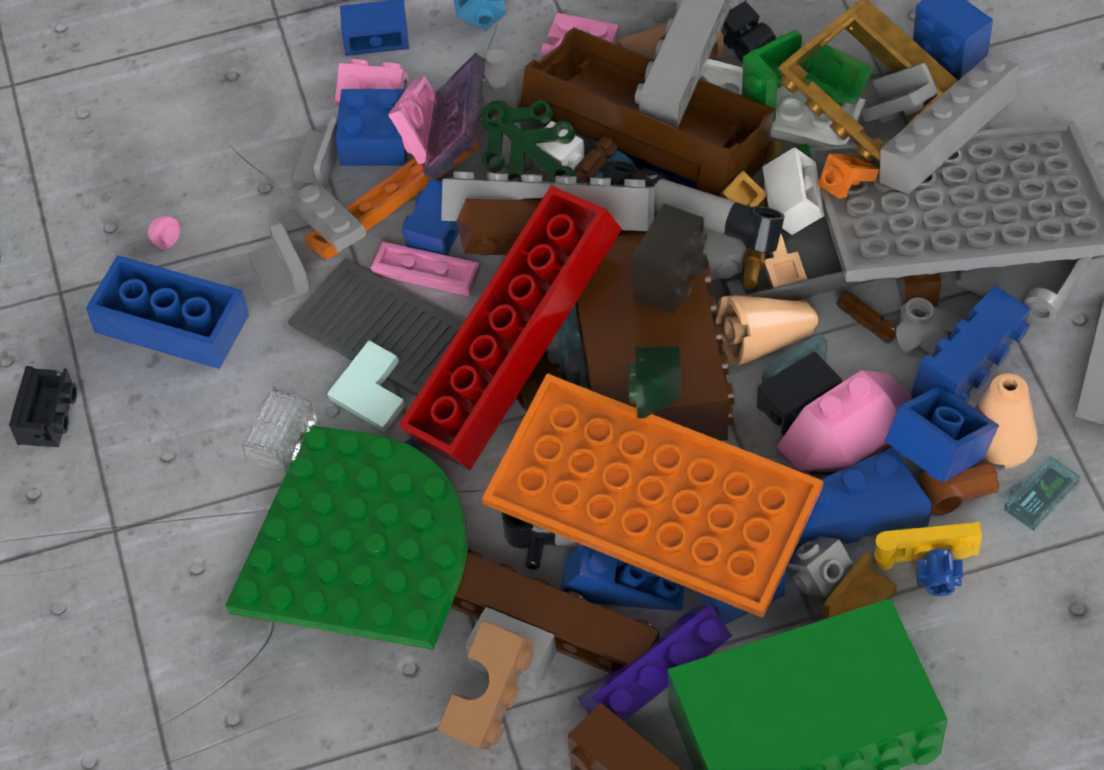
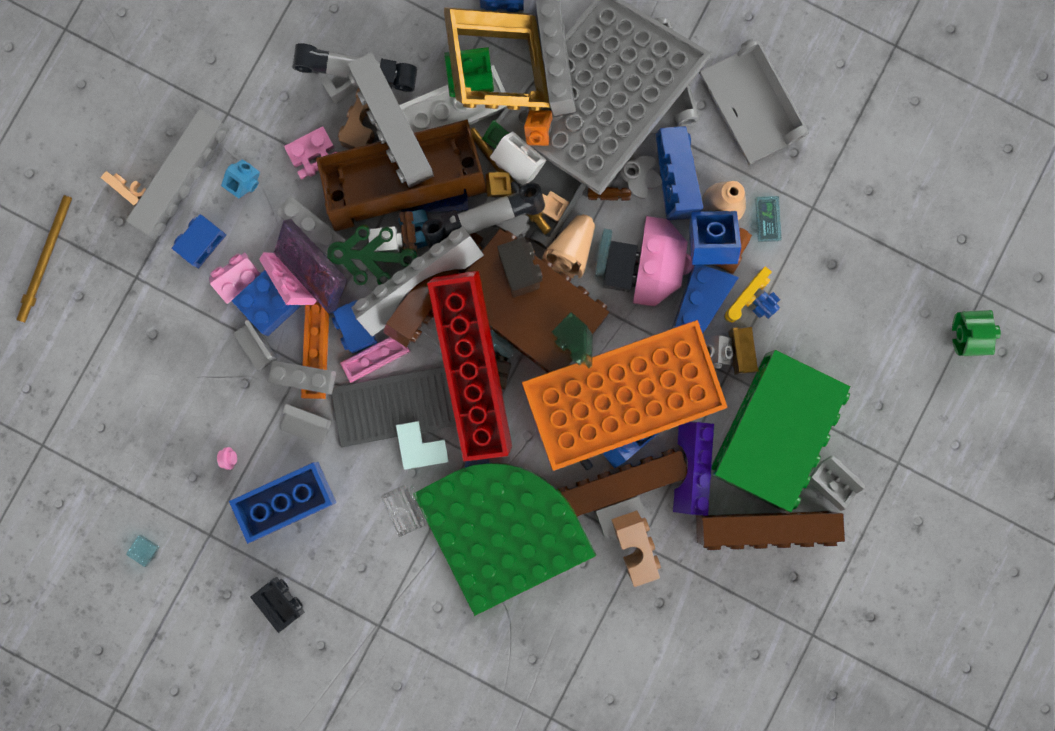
camera: 50 degrees left, 30 degrees up
(761, 66) = (443, 111): green bracket -> none
(900, 92) = (512, 50): light grey bracket -> none

